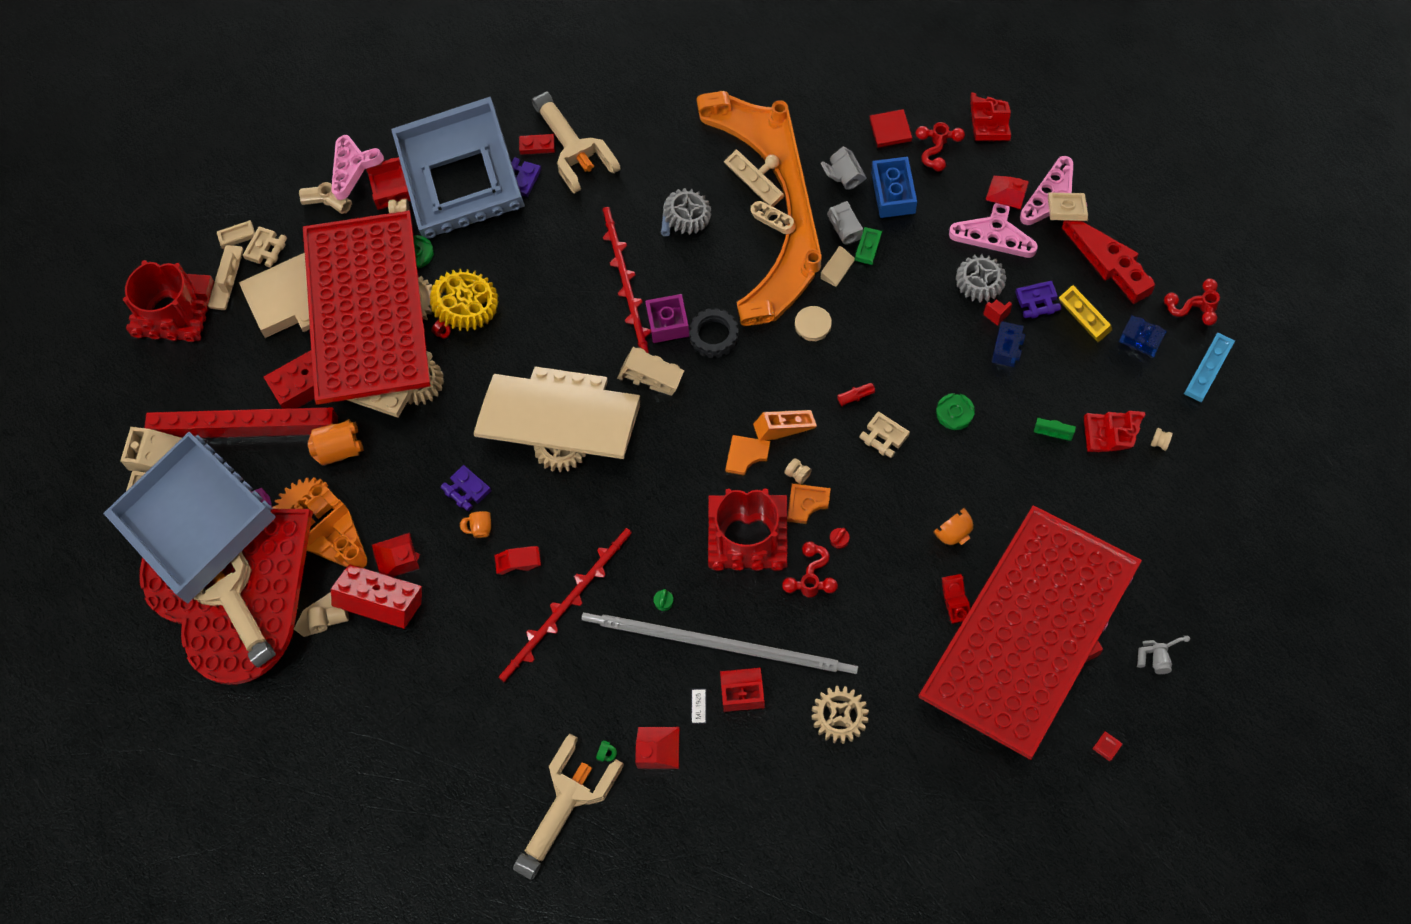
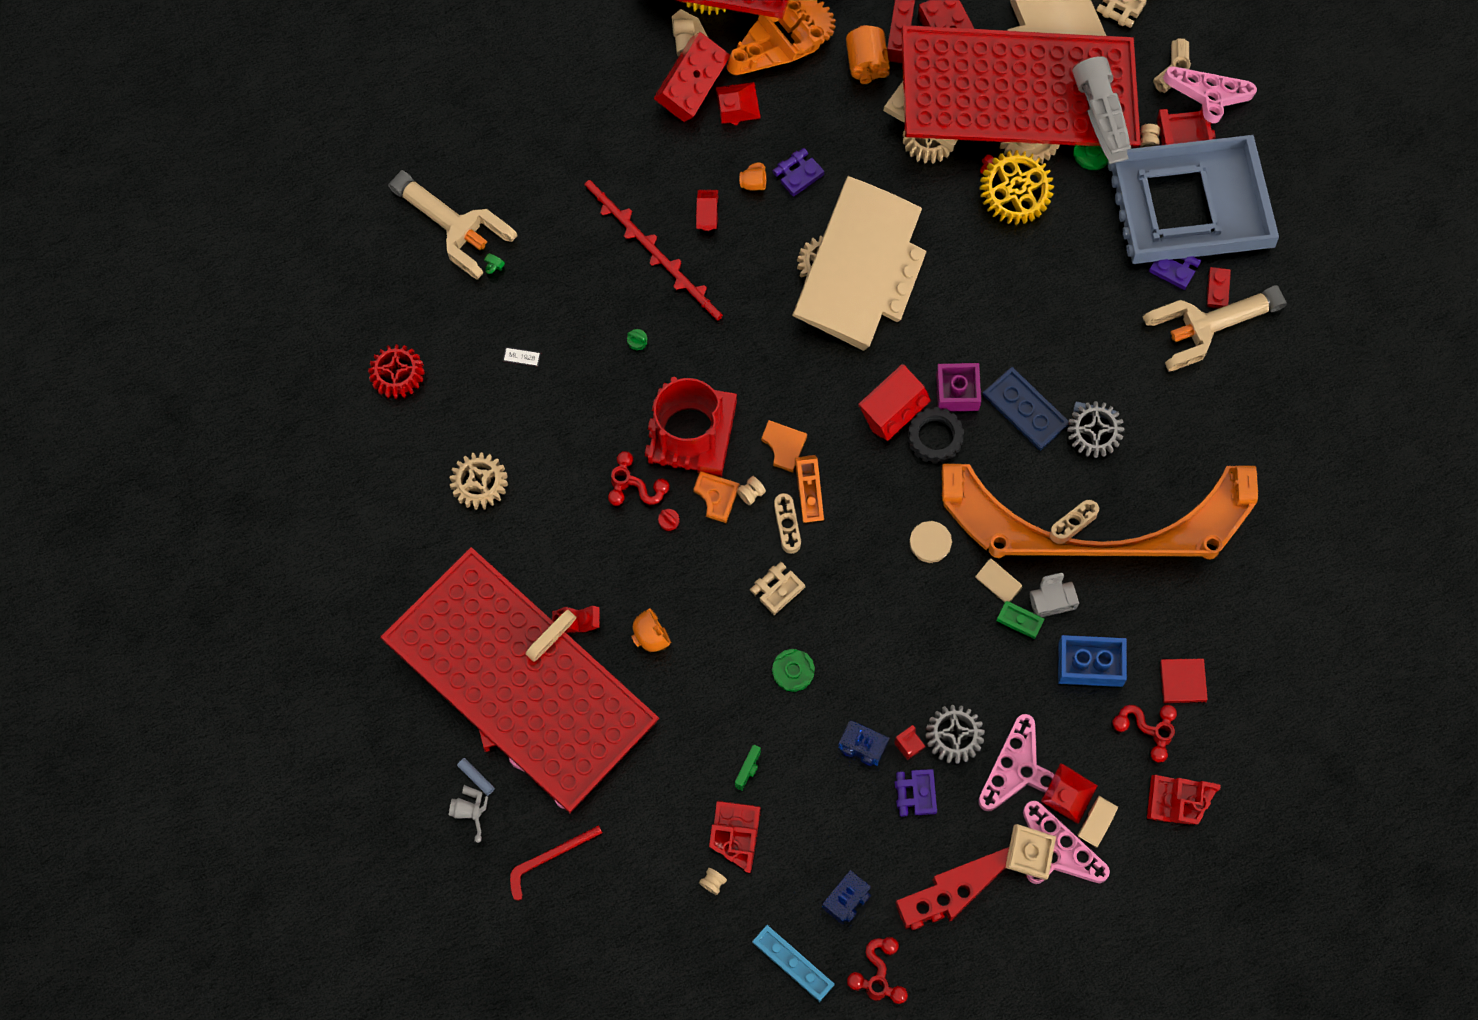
camera: 95 degrees right, 5 degrees up
(384, 231) = (1105, 112): none -> light grey piece
(625, 275) = (1025, 357): red plant -> none
(651, 371) = (899, 351): tan wedge -> none
(657, 748) = (487, 310): red slope -> none
(674, 268) = (1026, 408): none -> dark blue tile
(695, 362) = (894, 402): none -> red slope
(720, 643) = (579, 385): light grey axle -> none
(737, 804) = (380, 369): none -> red gear
(742, 689) = (525, 393): red slope -> none
(755, 178) = (1134, 511): tan plate -> none
(836, 438) = (795, 536): none -> tan beam
(844, 168) = (1128, 613): light grey piece -> none
(855, 394) = (833, 568): red axle -> none
(988, 603) = (550, 635): none -> tan beam
(1022, 167) = (1097, 821): none -> tan slope
(1085, 313) = (884, 836): yellow brick -> none
(1107, 746) = (388, 732): red tile -> none
(1126, 657) = (475, 776): none -> sand blue piece
(1193, 596) = (517, 872): none -> red piece

